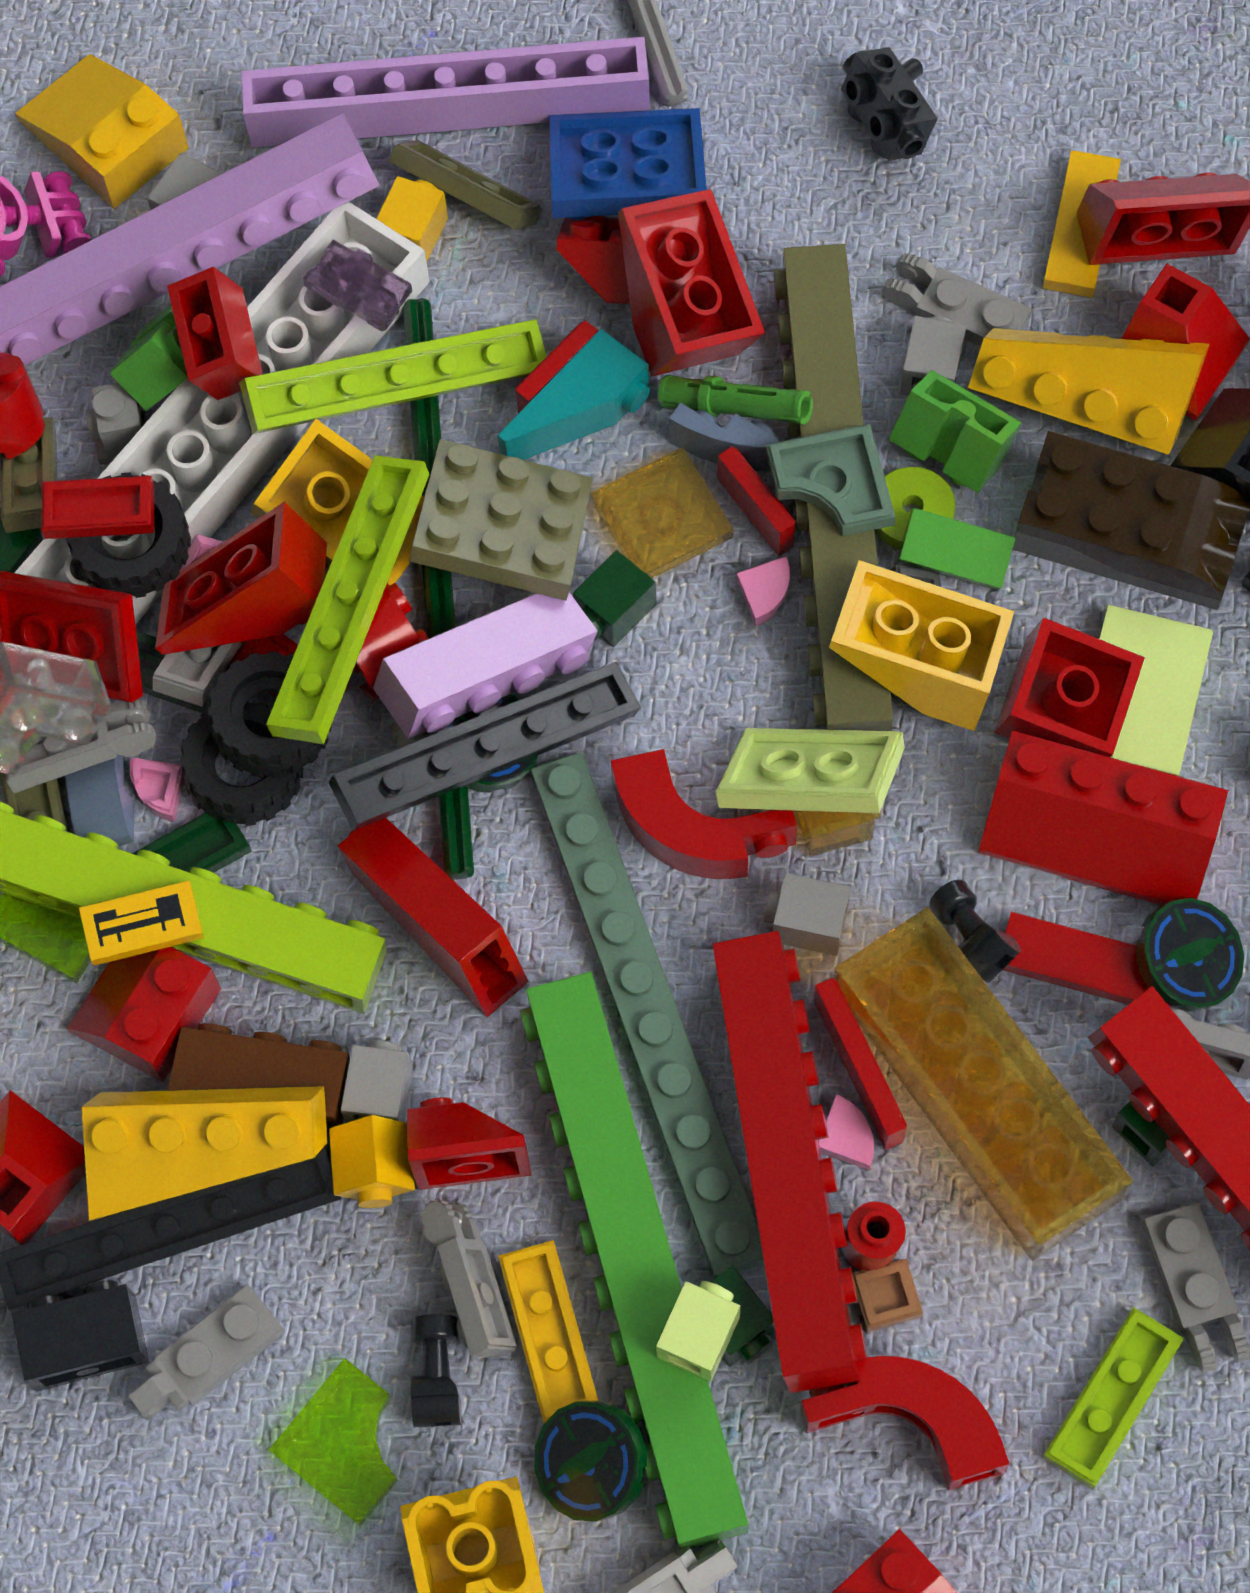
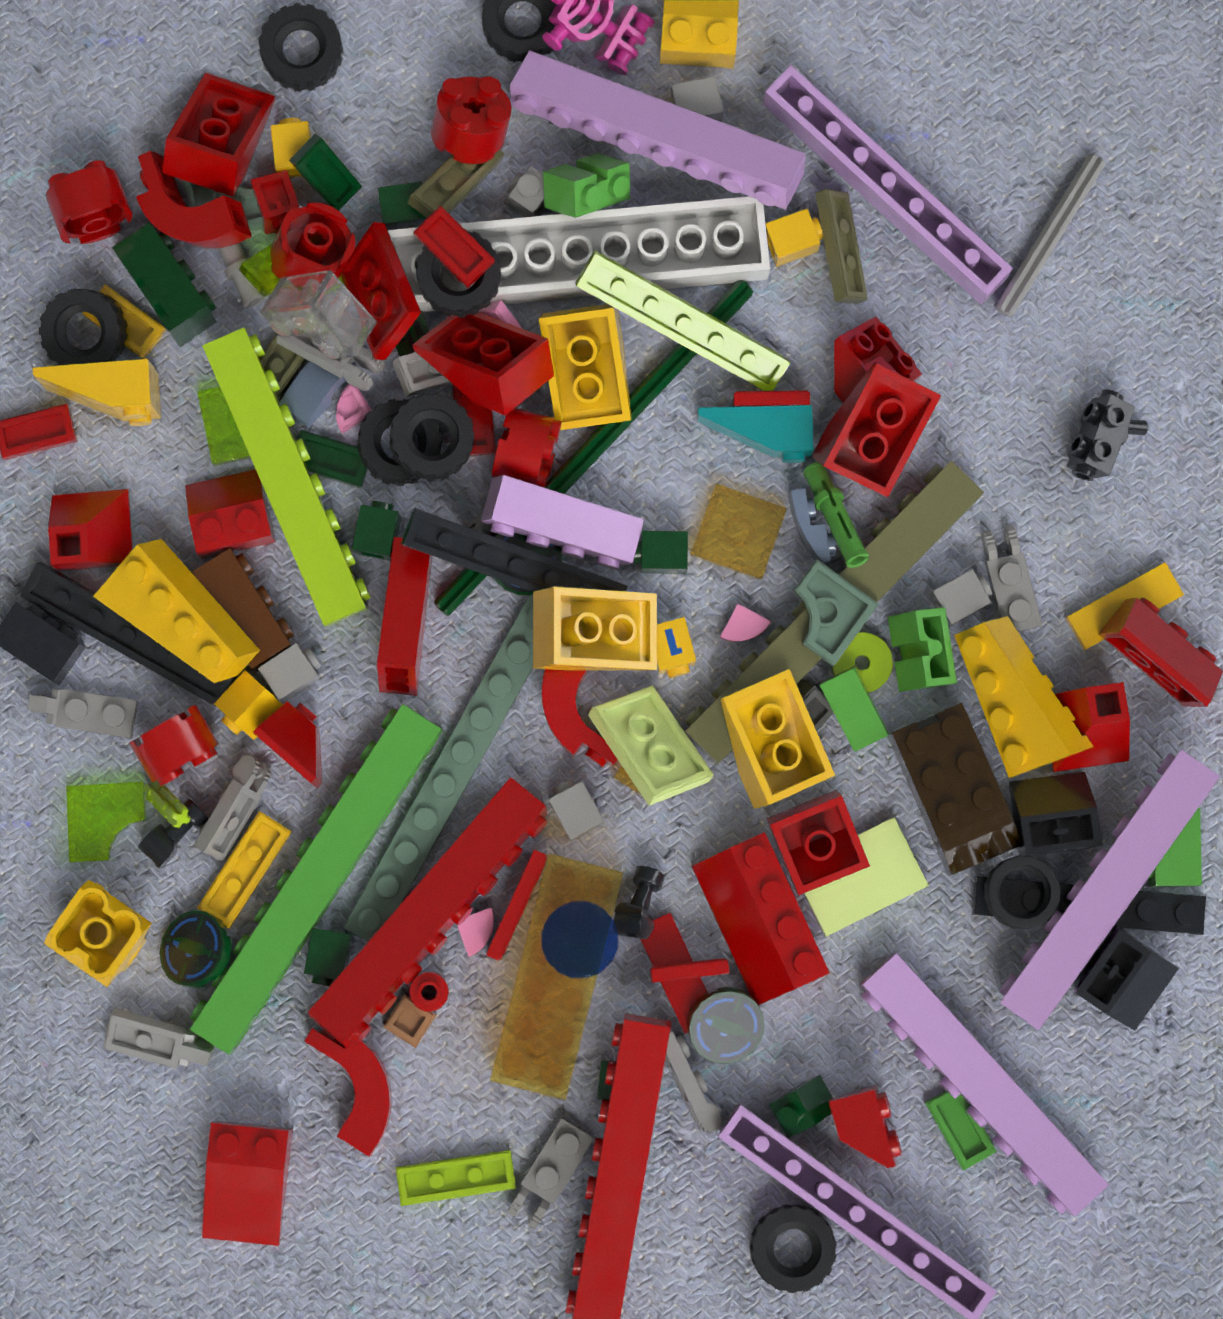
camera: 40 degrees right, 15 degrees up
(141, 923) = (259, 480): yellow tile -> none
(214, 332) = (610, 211): red brick -> none
(314, 864) = (376, 530): none -> dark green brick
(339, 1275) = (175, 744): none -> red brick
(348, 600) = (521, 426): lime plate -> none
(358, 285) = (708, 259): clear purple hips -> none
(395, 1344) = (167, 804): none -> lime axle
(502, 519) = (651, 454): olive plate -> none
(623, 160) = (929, 325): blue plate -> none
(632, 719) = (594, 629): none -> yellow slope
(699, 1329) = (298, 949): yellowish green brick -> none
(722, 672) = (674, 648): none -> yellow brick
(756, 500) = (789, 577): red tile -> none
(963, 1011) = (579, 939): none -> clear blue tile
(1096, 935) = (689, 970): none -> red tile

